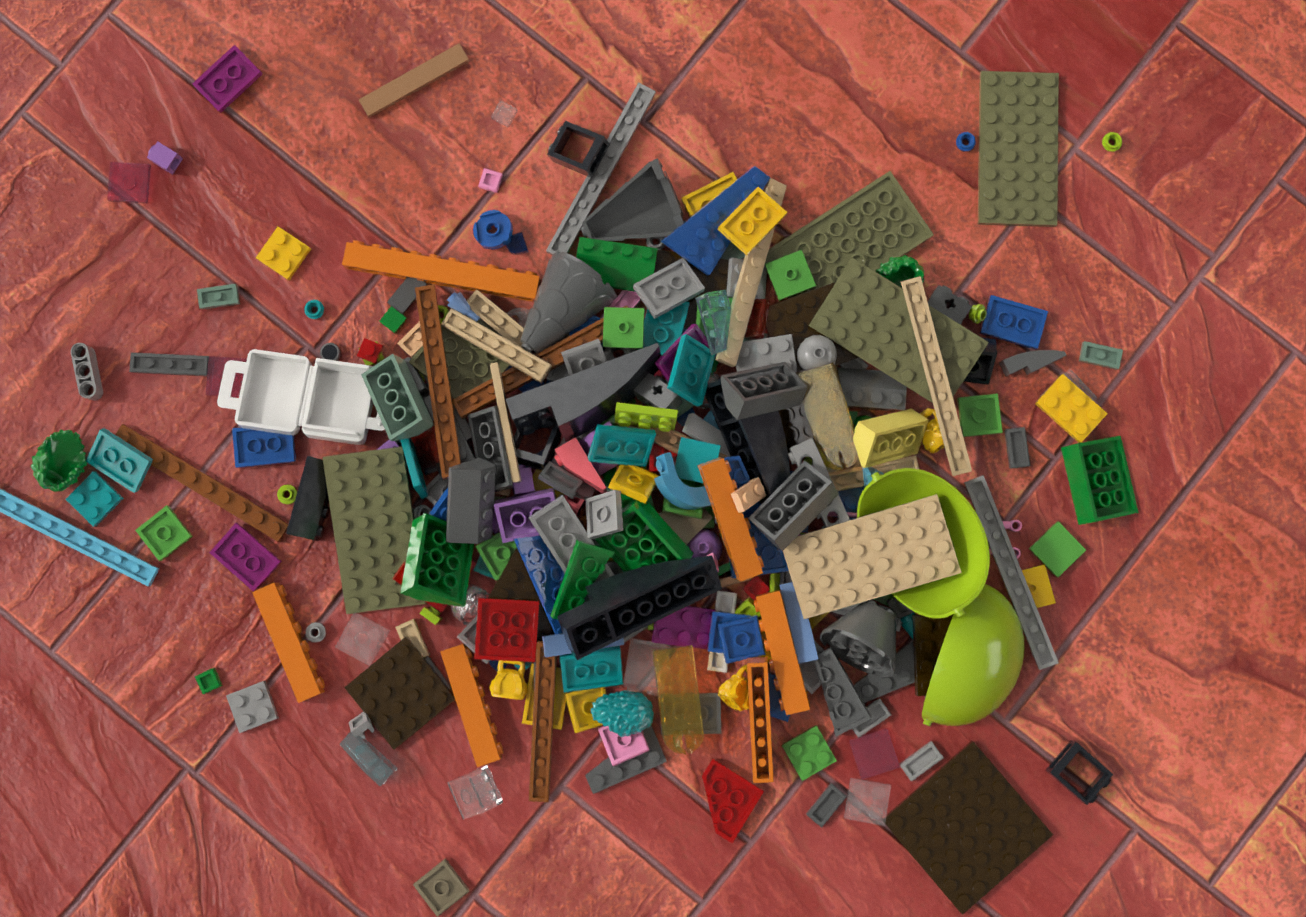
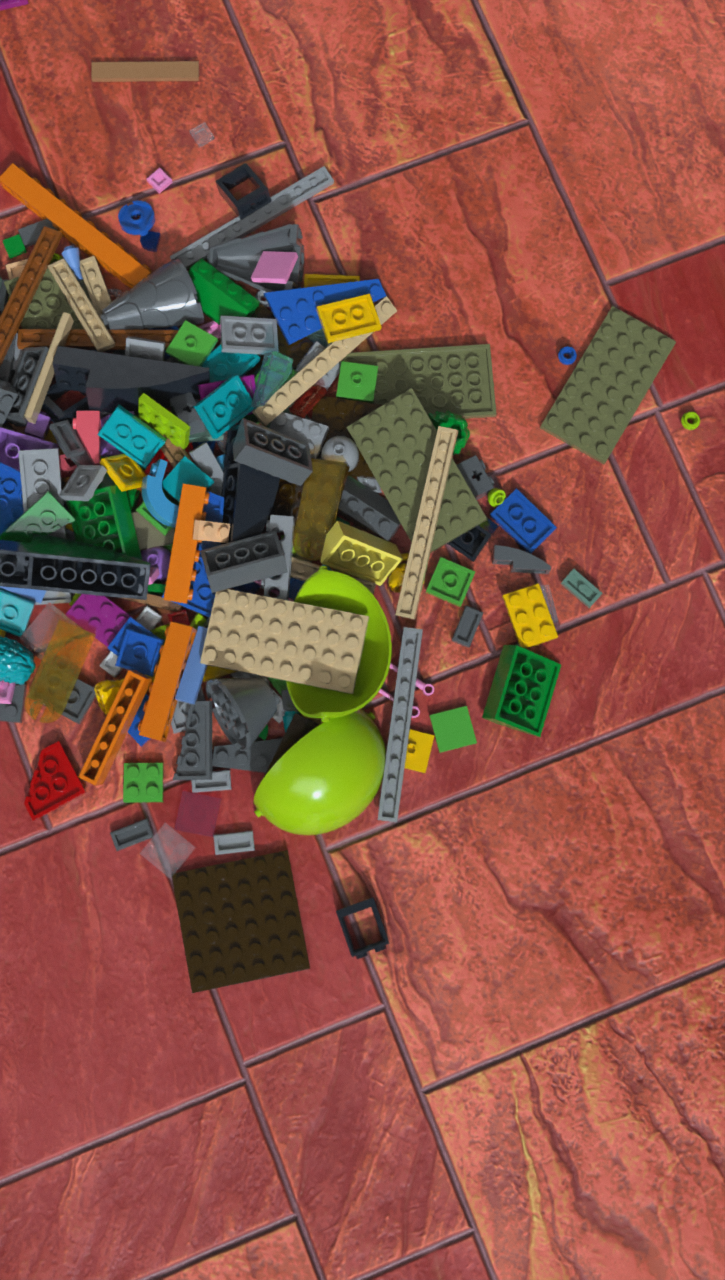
camera: 20 degrees right, 5 degrees down
(653, 208) = (274, 267): none -> bright pink tile

